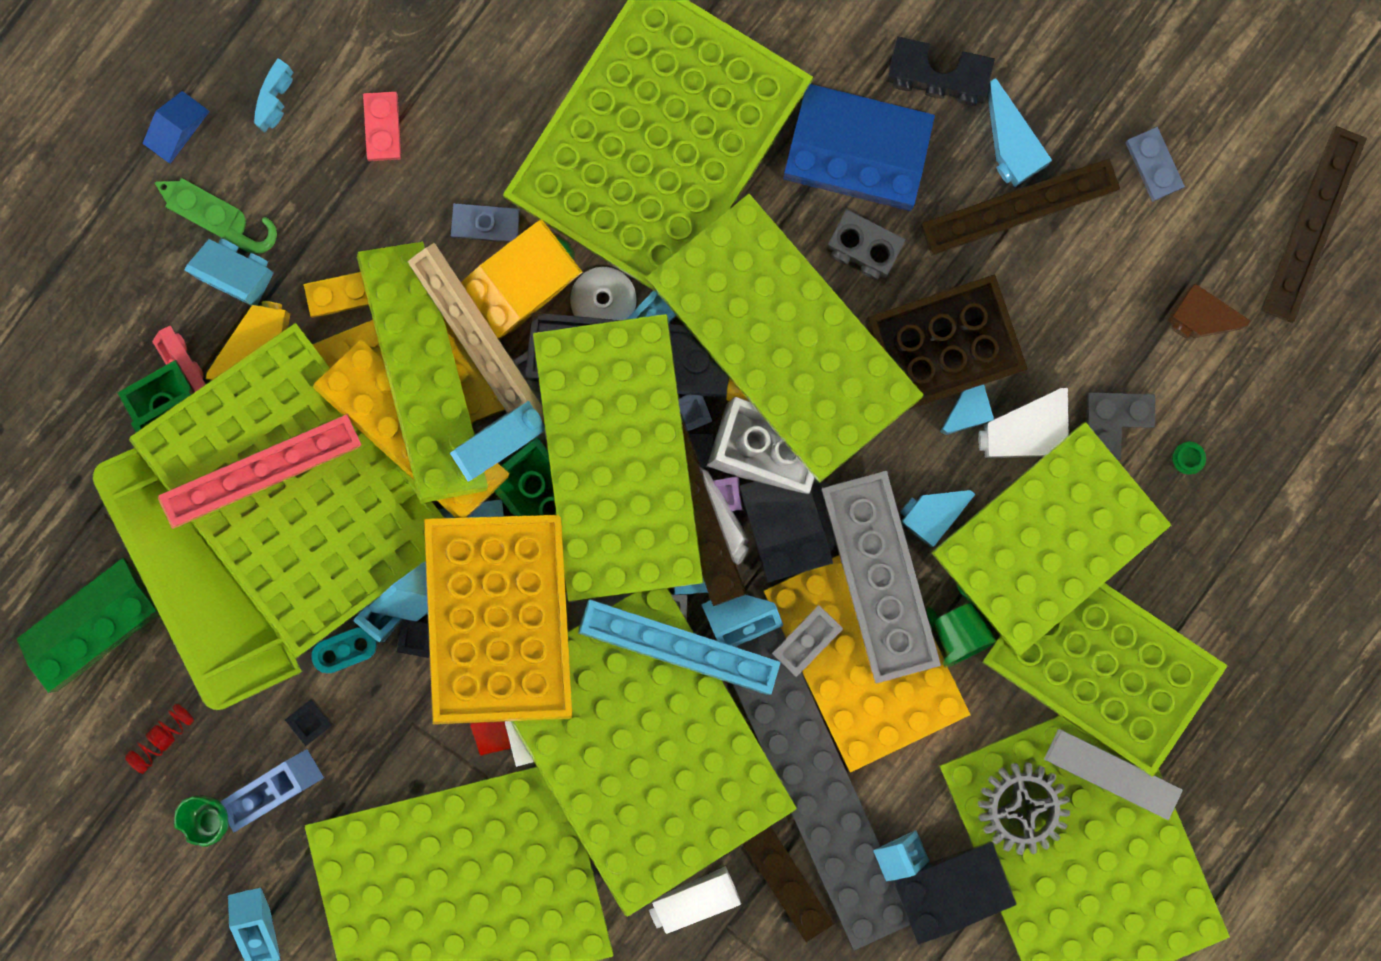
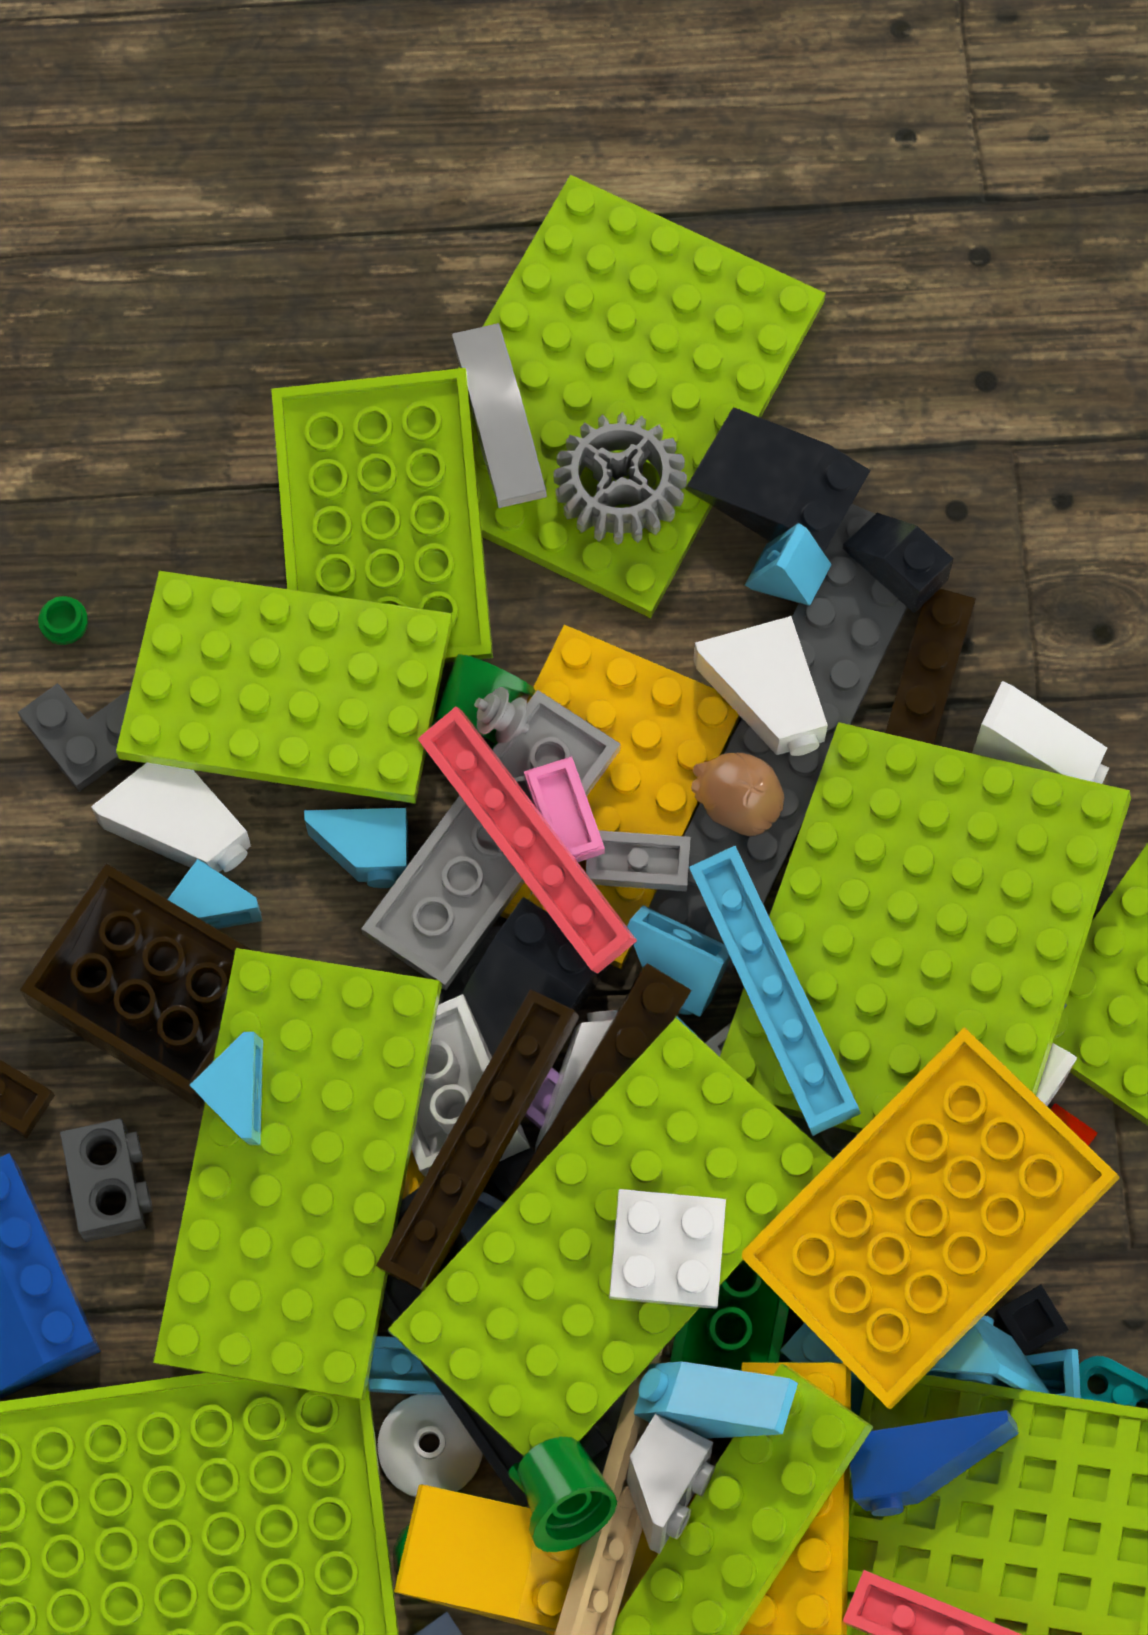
camera: 125 degrees left, 15 degrees down
(389, 514) = (918, 1459): none -> blue slope
(484, 388) = (665, 1475): none -> light grey slope
(517, 332) = (564, 1494): none -> green hat
(589, 479) = (667, 1249): none -> white plate
(723, 434) = (477, 1141): none -> dark brown plate
(801, 724) = (739, 792): none -> medium nougat hair
(845, 787) = (767, 684): none -> white slope
(846, 332) = (234, 1086): none -> medium azure slope
(858, 917) = (901, 558): none -> black slope
(860, 588) = (527, 840): none -> coral plate
(861, 622) = (564, 805): none -> bright pink tile
(939, 632) = (499, 714): none -> light grey wheel

